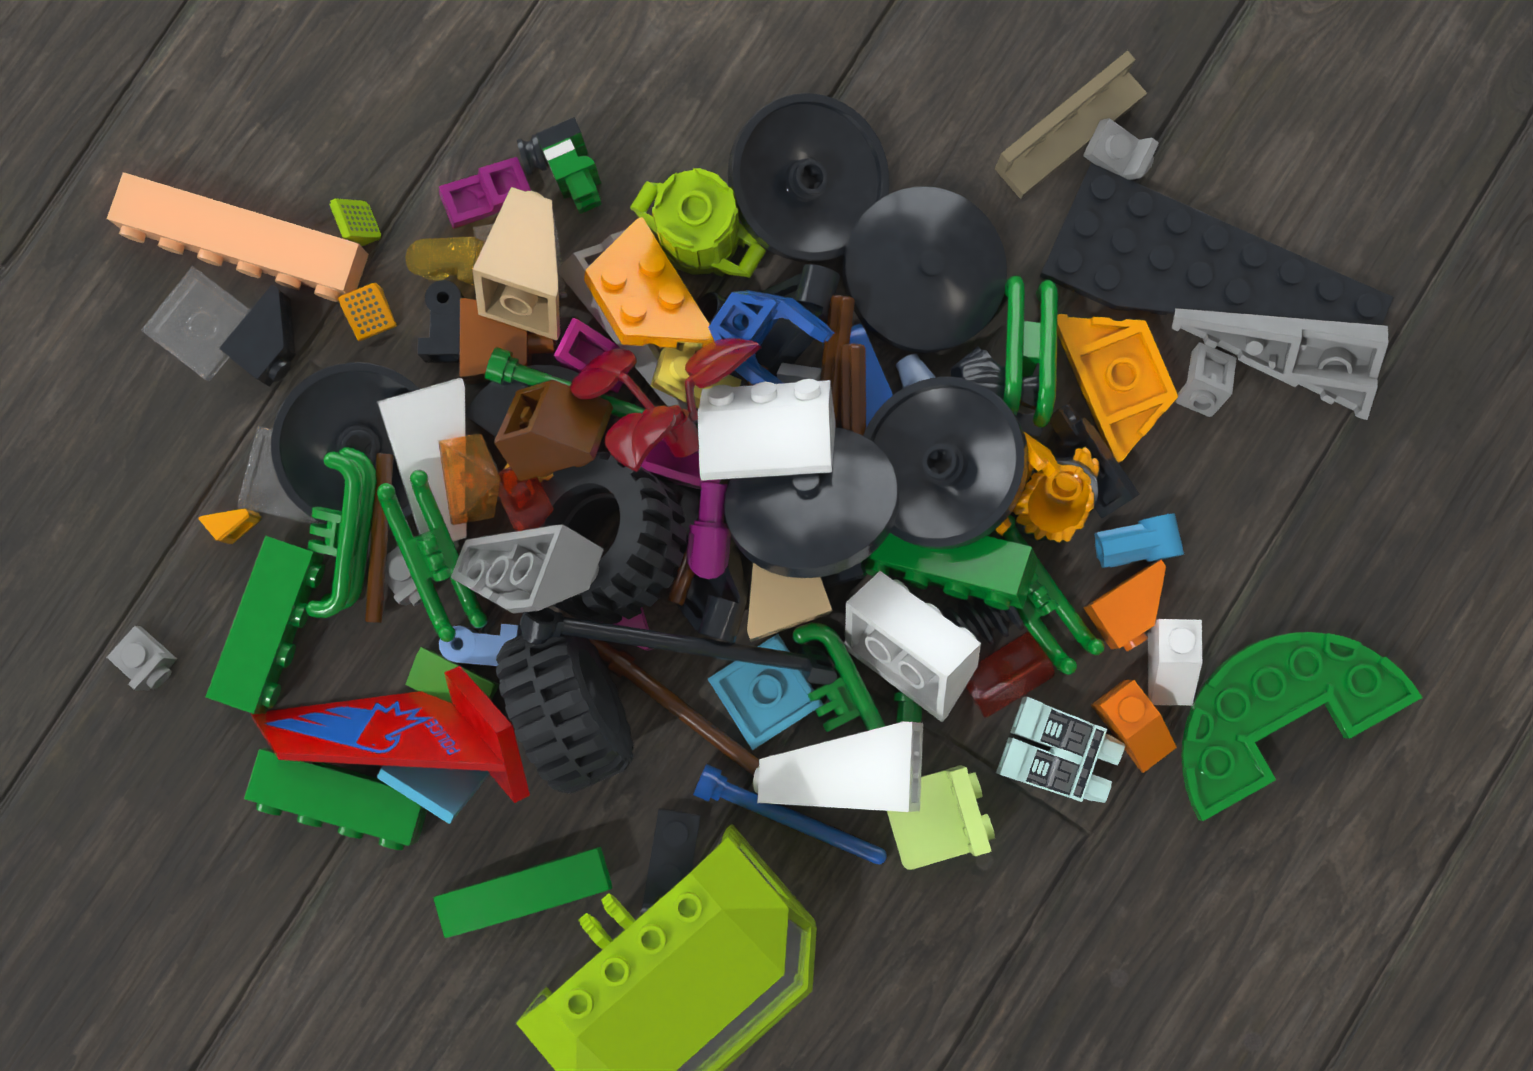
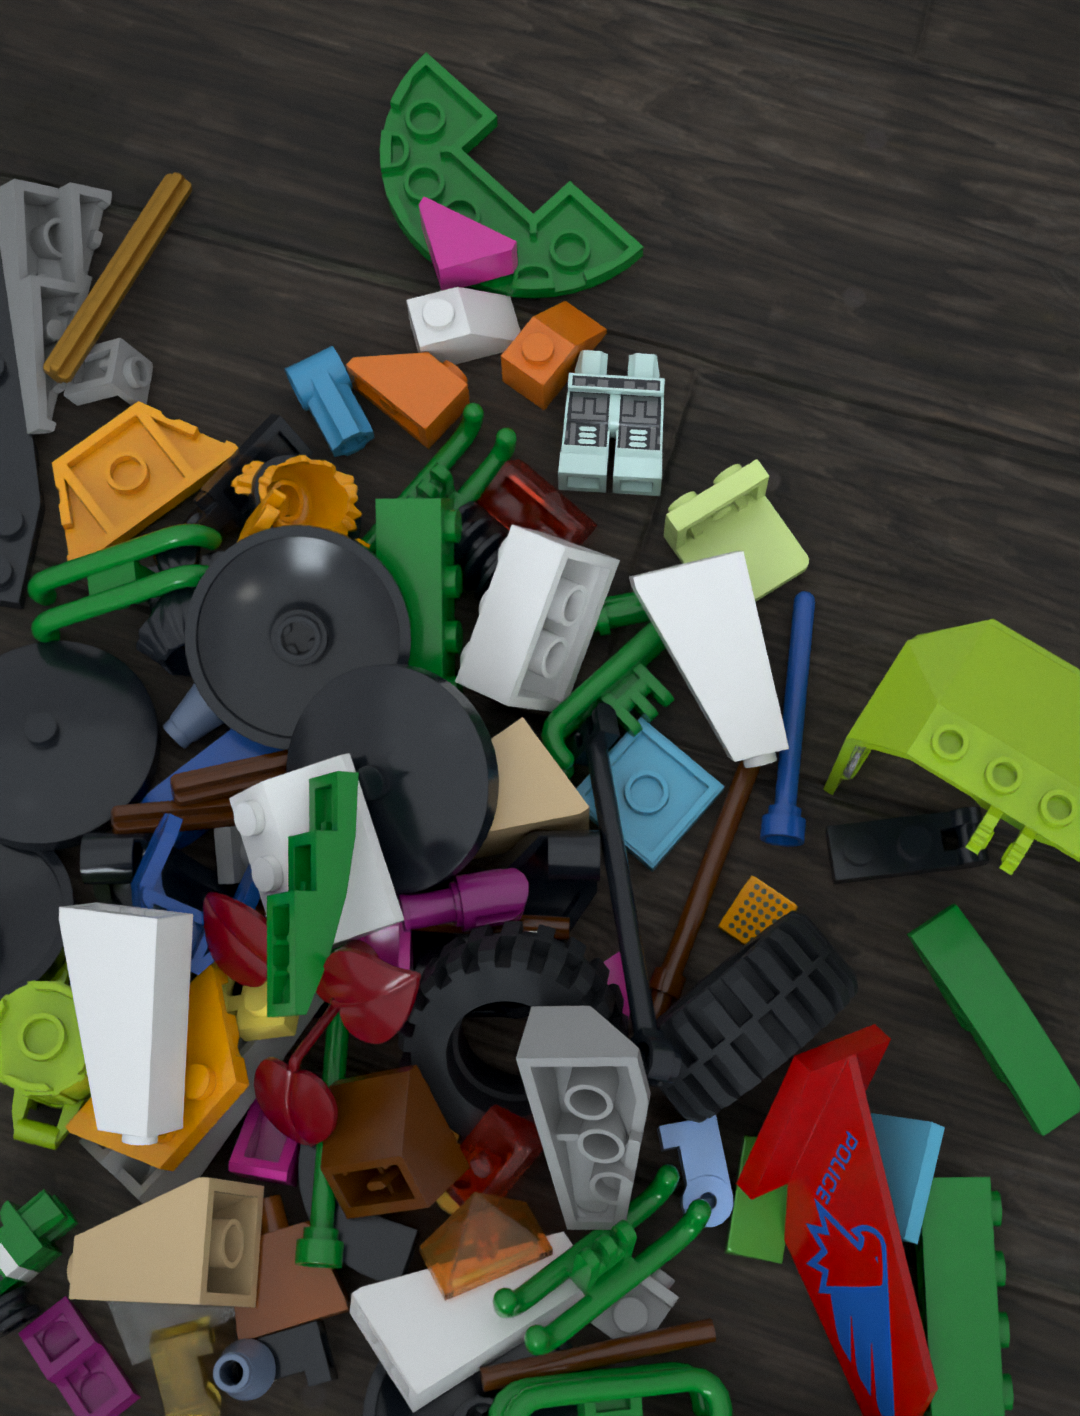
camera: 105 degrees left, 10 degrees down
(438, 295) = (257, 1366): none -> sand blue cone
(651, 743) = (754, 910): none -> light orange slope
(691, 272) = (131, 1013): none -> white slope
(713, 408) = (308, 915): none -> green slope
(1233, 675) = (463, 248): none -> dark pink slope
(1287, 406) = (117, 278): none -> pearl gold axle

